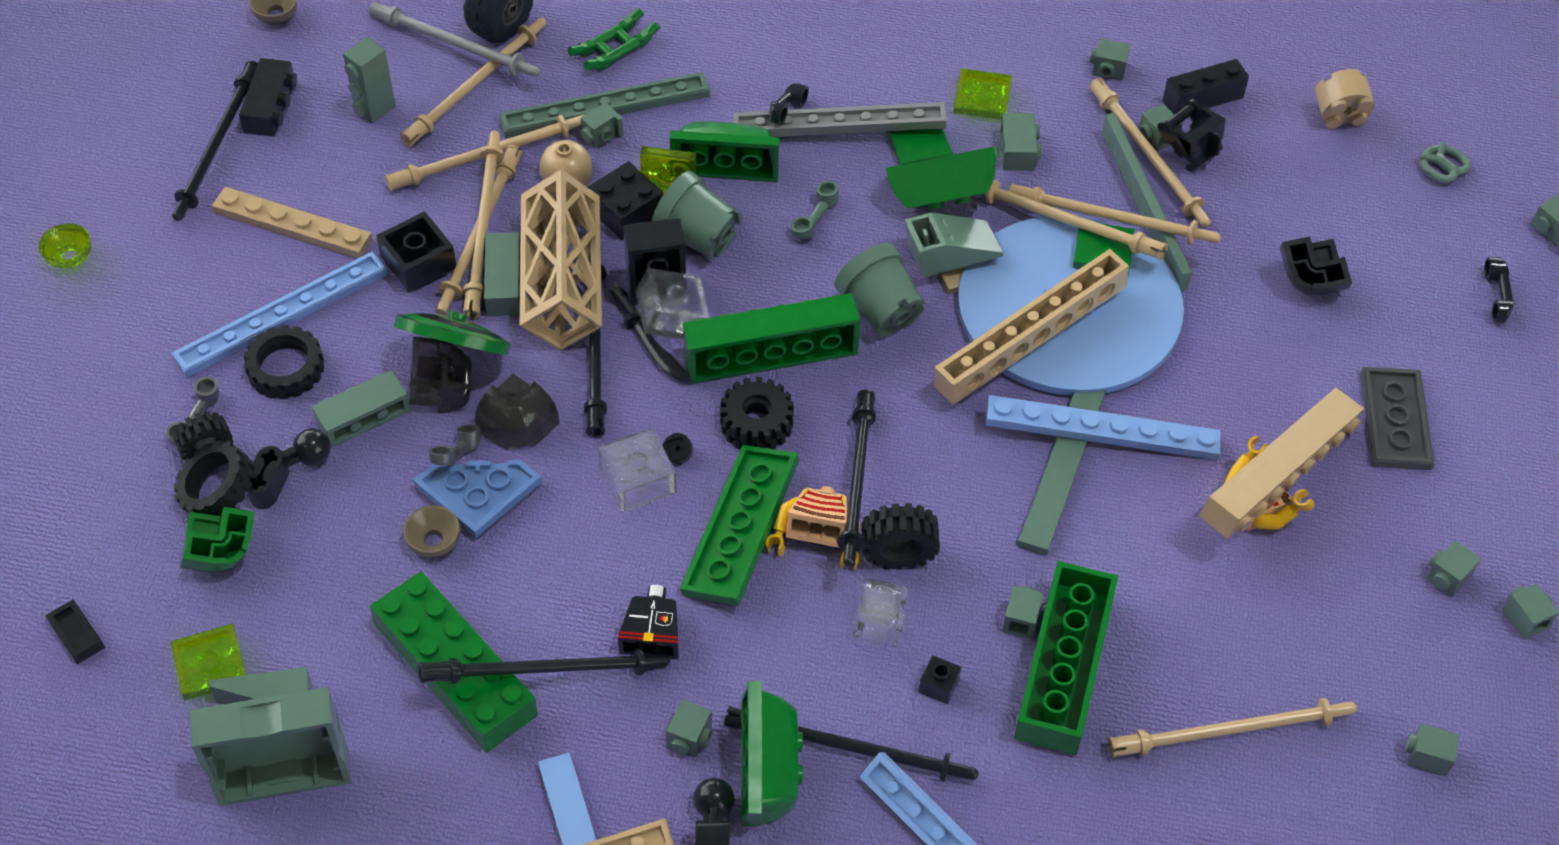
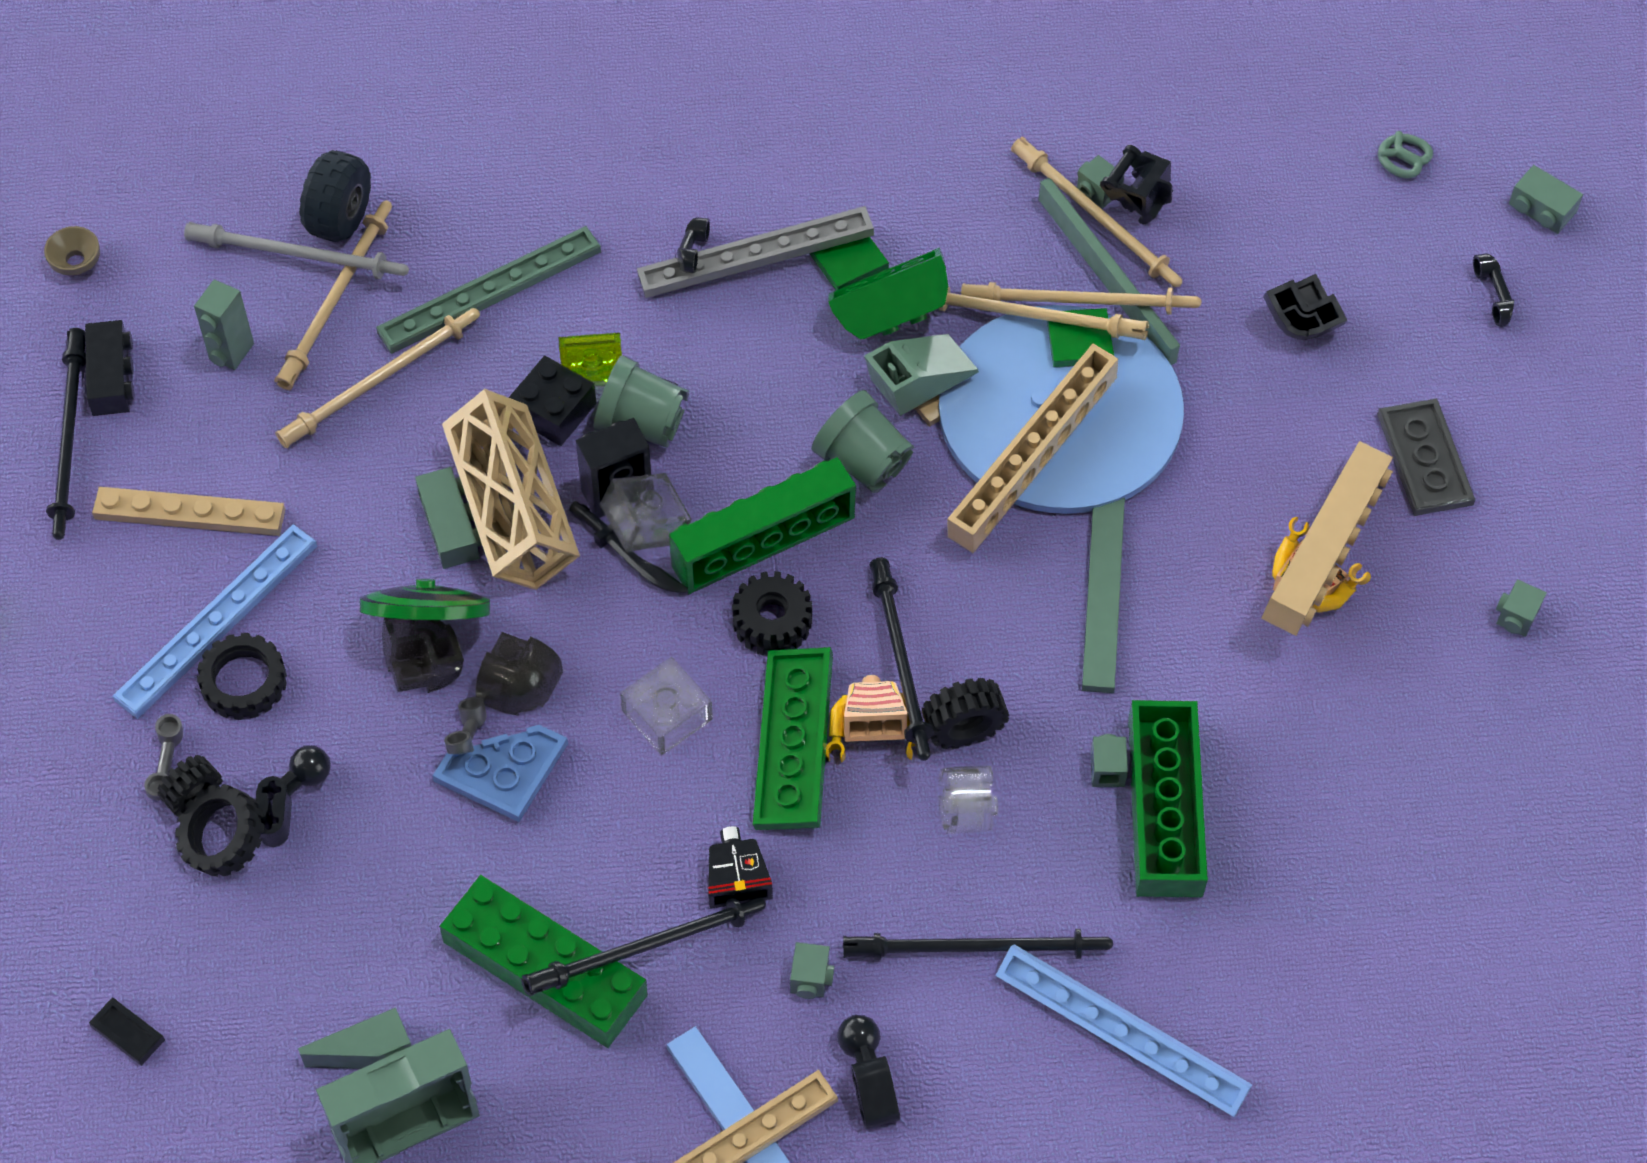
camera: 15 degrees left, 5 degrees up
(205, 658) = (283, 1025): clear neon green plate -> none
(216, 541) = (247, 895): green brick -> none
(361, 408) = (347, 708): sand green brick -> none
(416, 251) = (345, 514): black brick -> none
(431, 521) = (472, 814): dark tan piece -> none
(450, 289) = (407, 395): tan bar -> none
(474, 289) = (421, 542): tan bar -> none
(569, 157) = (470, 371): tan cylinder -> none
(595, 407) = (597, 646): black bar -> none
(601, 125) = (496, 317): sand green brick -> none
(617, 31) = (477, 197): green piece -> none
(678, 448) = (701, 669): black tile -> none
(730, 150) = (649, 315): green windscreen -> none
(768, 756) = (901, 978): green windscreen -> none
(828, 196) = (769, 345): sand green bar -> none
(939, 679) = (1048, 861): black plate -> none
(982, 93) = (900, 183): clear neon green plate -> none
(1019, 141) = (956, 232): sand green brick -> none
(1102, 427) = (1133, 540): light blue plate -> none
(1110, 59) = (1025, 111): sand green brick -> none
(1143, 742) = (1264, 867): tan bar -> none
(1208, 86) = (1136, 123): black brick -> none
(1345, 98) = (1286, 105): tan brick -> none
(1432, 749) = (1545, 803): sand green brick -> none
(1530, 610) = (1605, 634): sand green brick -> none

